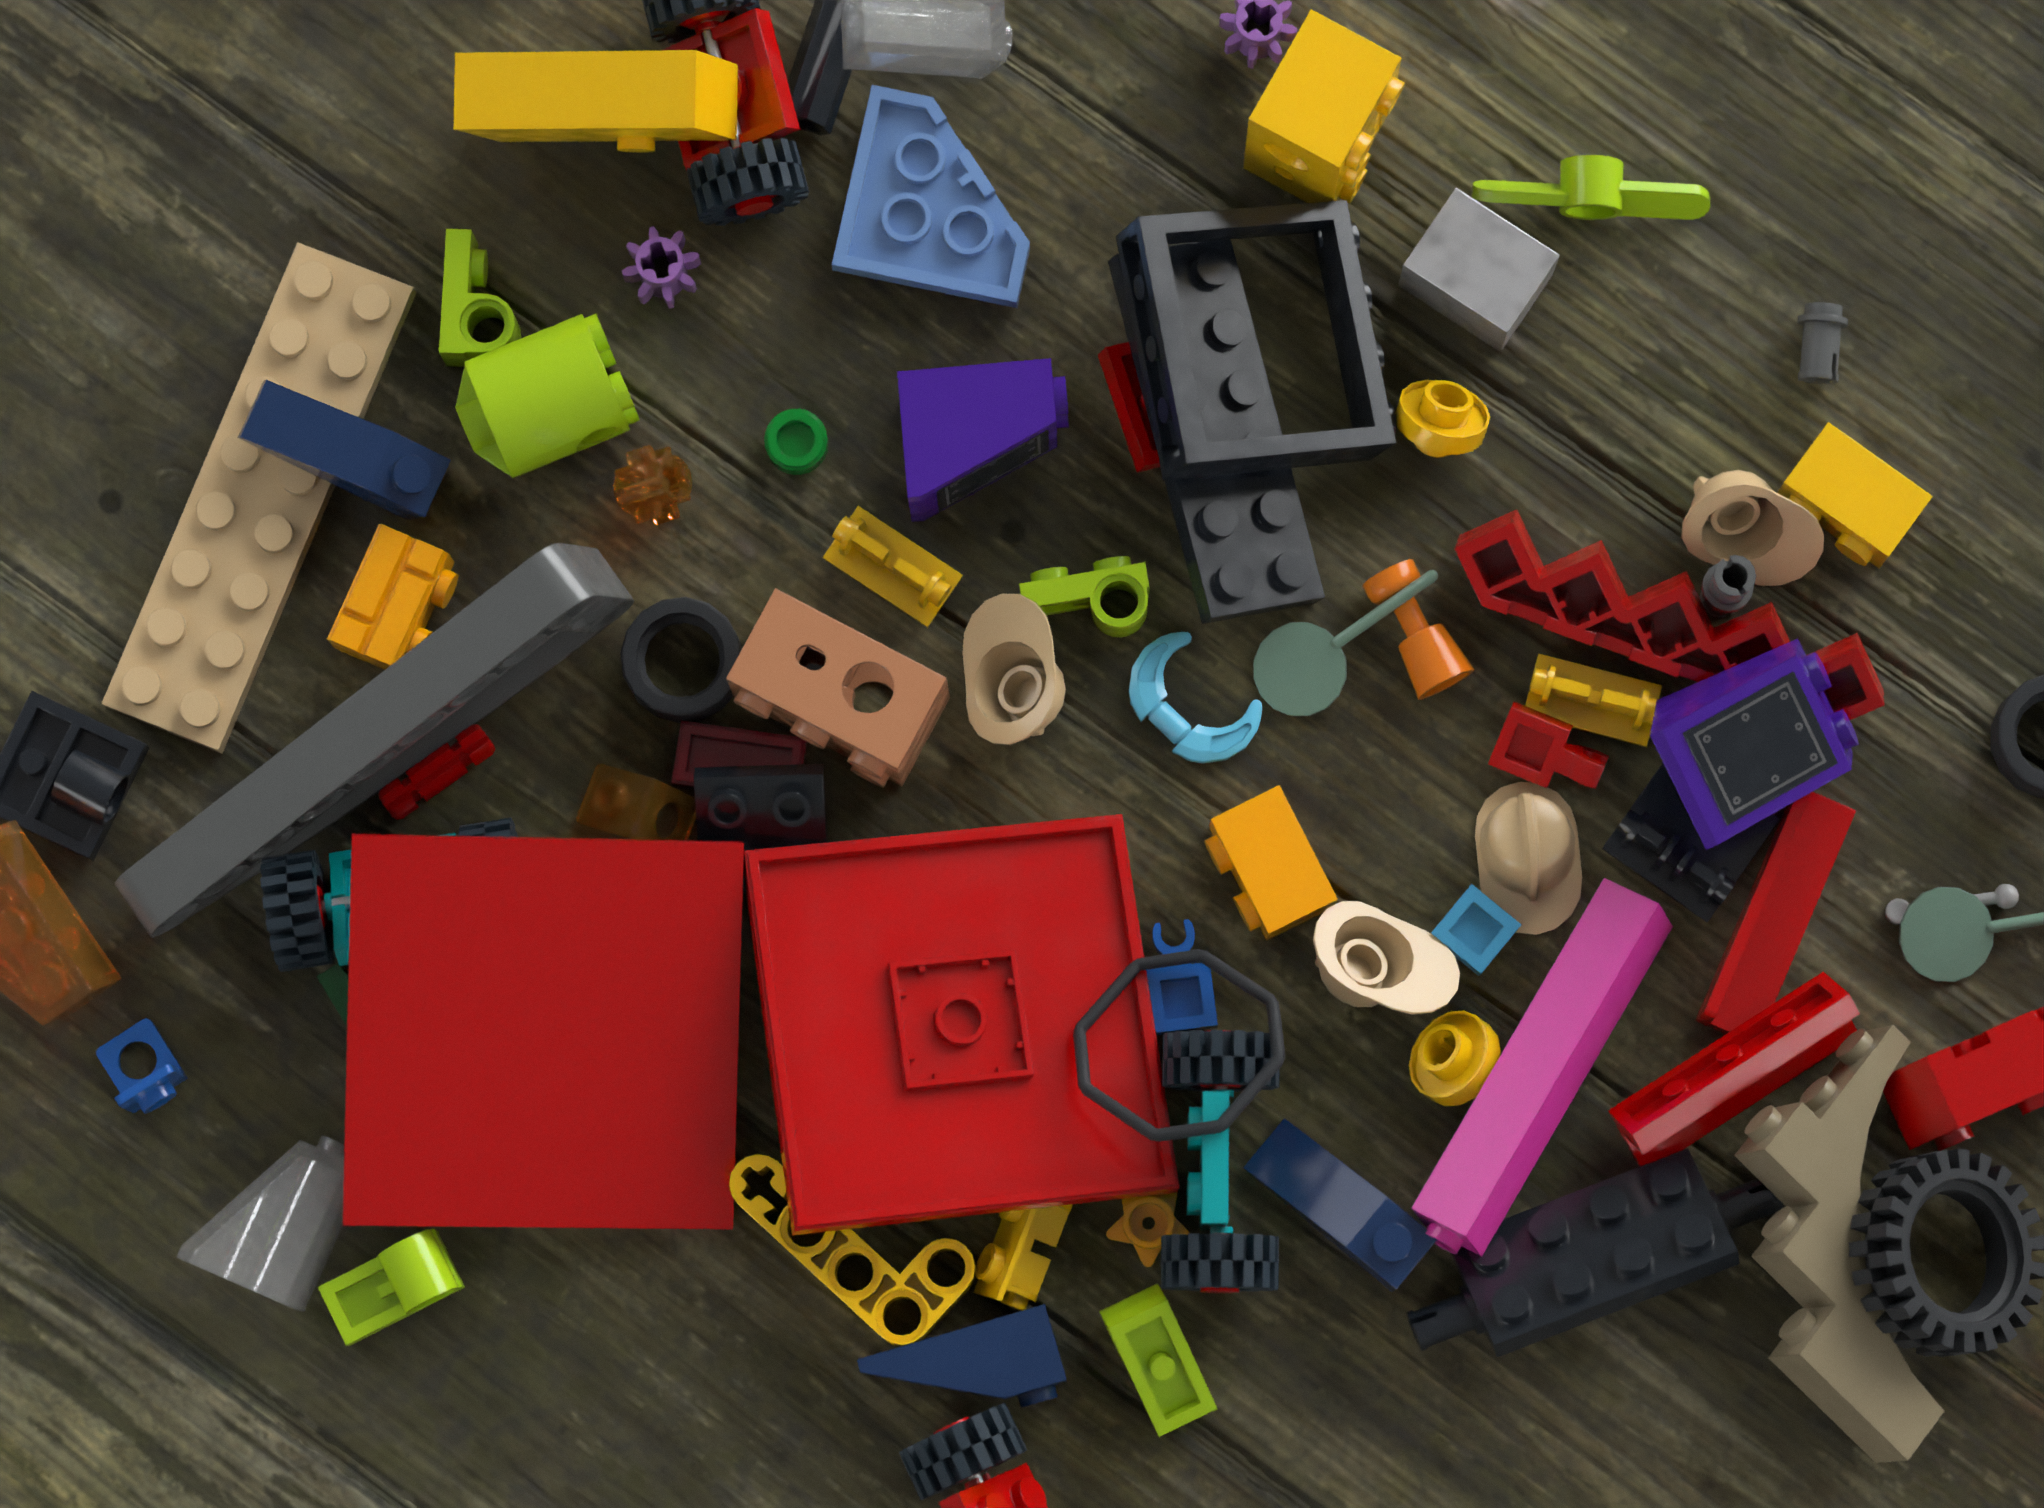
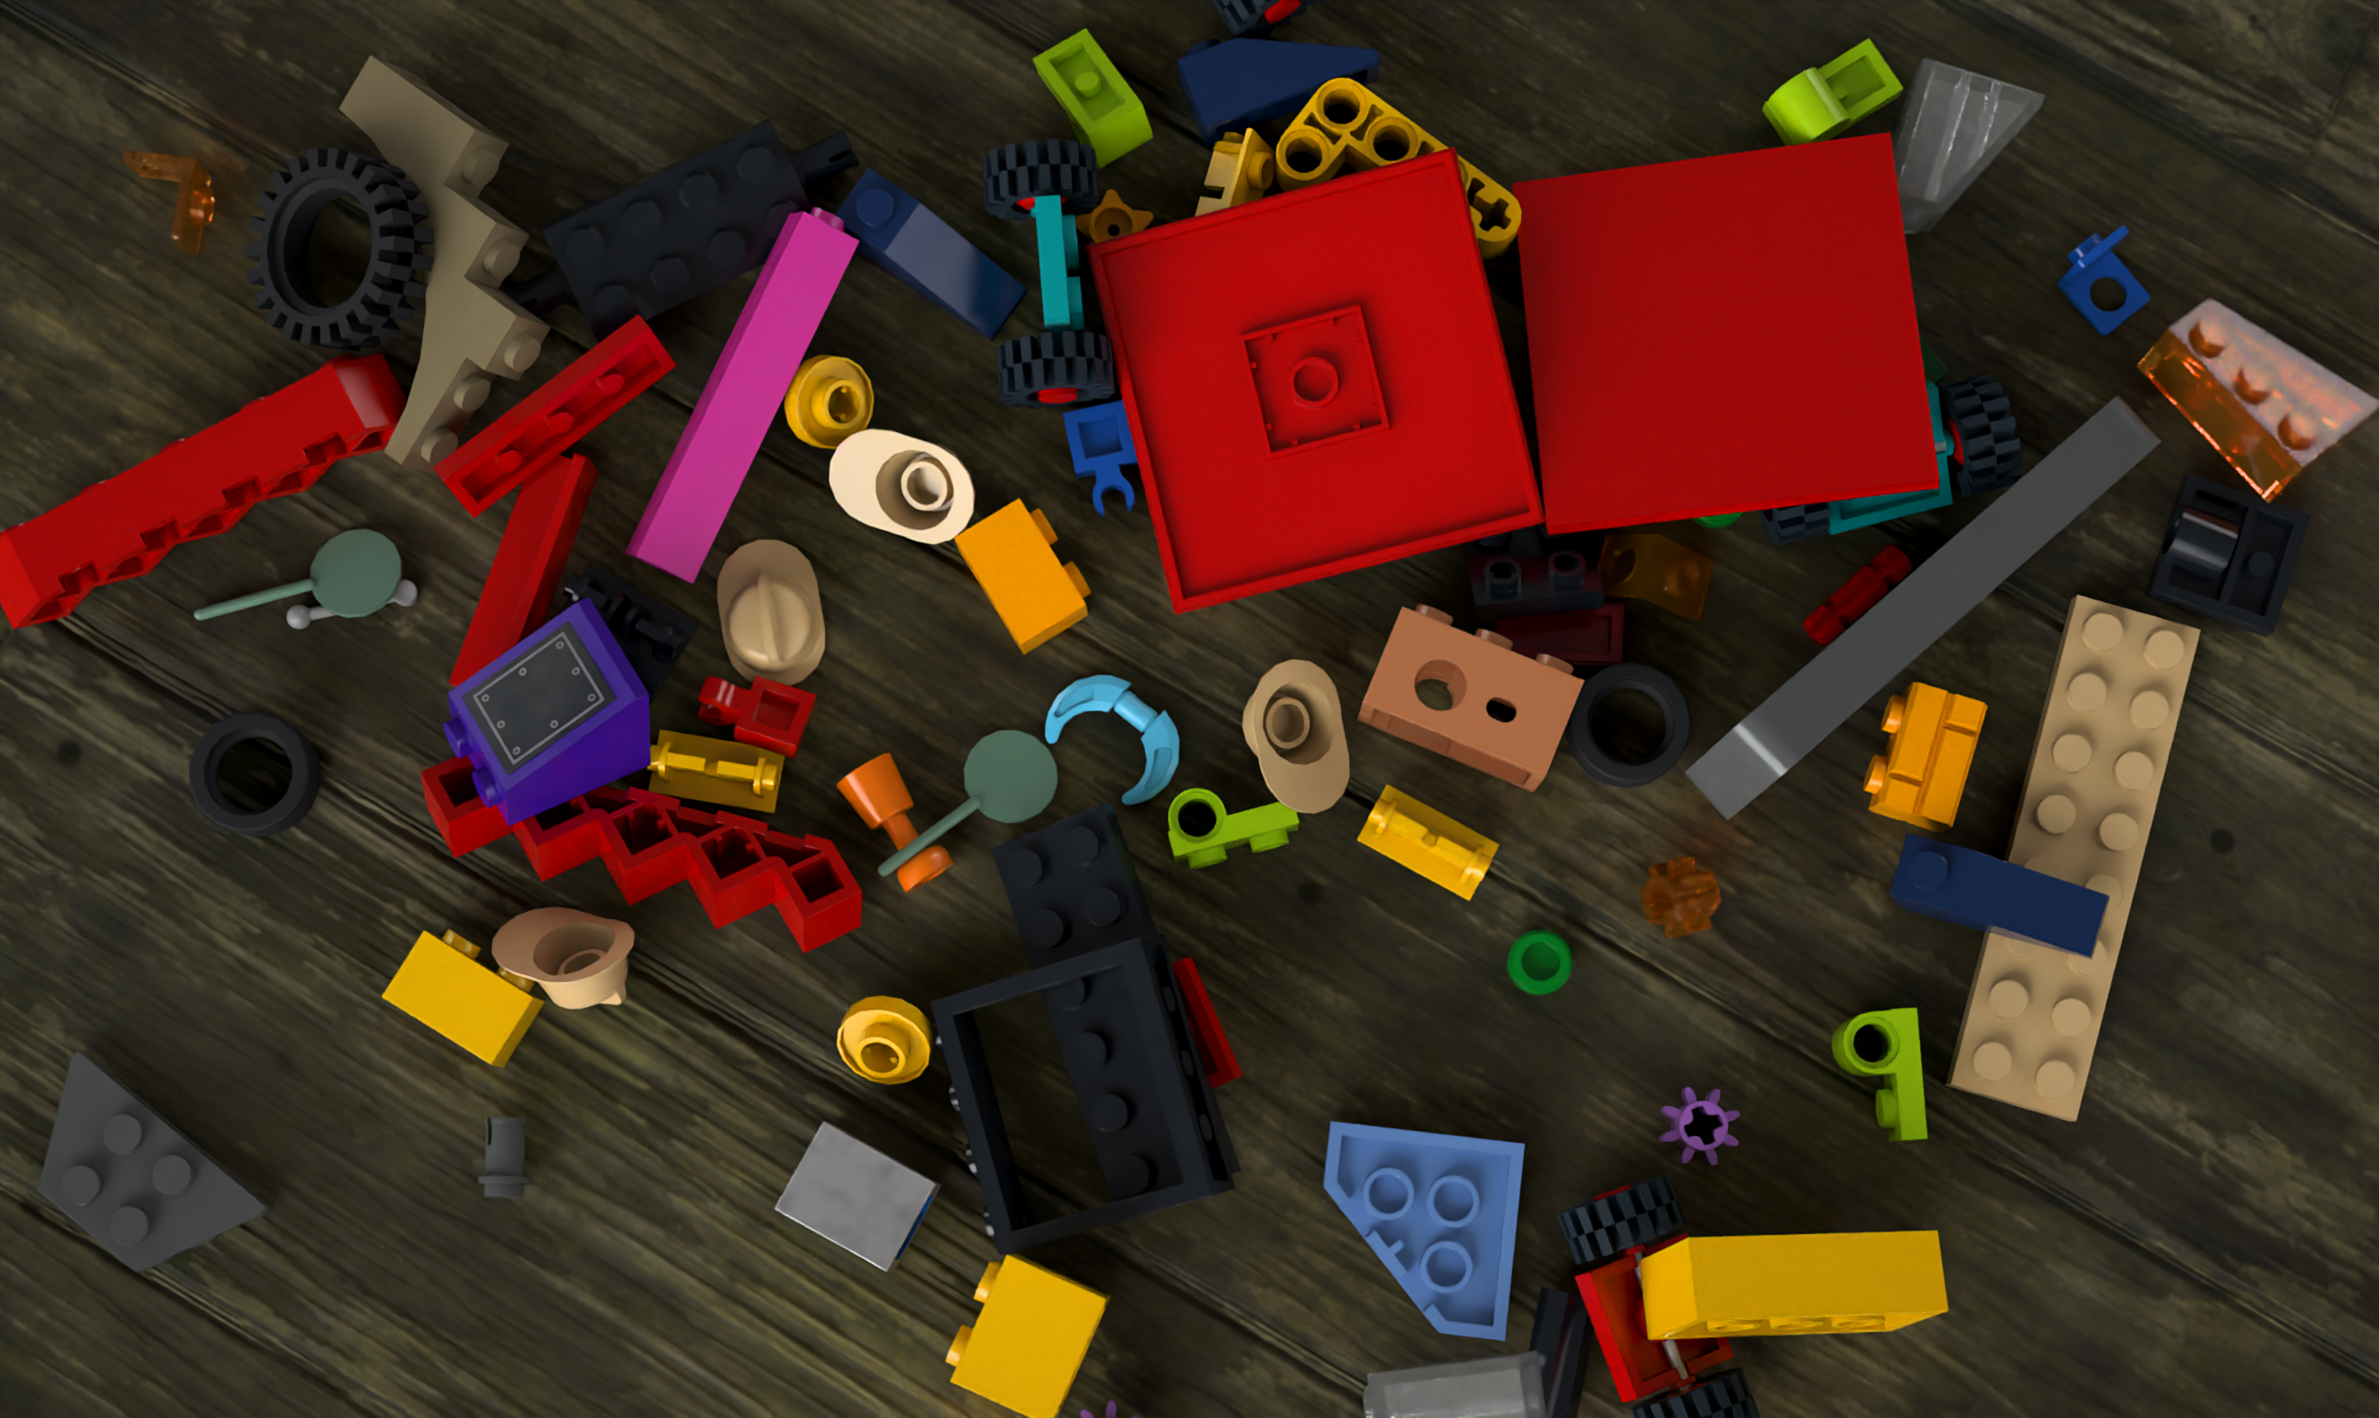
camera: 170 degrees right, 0 degrees up
(544, 397) = (1802, 970): lime cylinder -> none
(975, 427) = (1363, 978): dark purple slope -> none
(1239, 1103) = (1023, 323): black piece -> none
(1476, 929) = (817, 531): dark azure plate -> none
(1595, 190) = (748, 1297): lime piece -> none
(1727, 586) = (571, 882): dark grey pin -> none

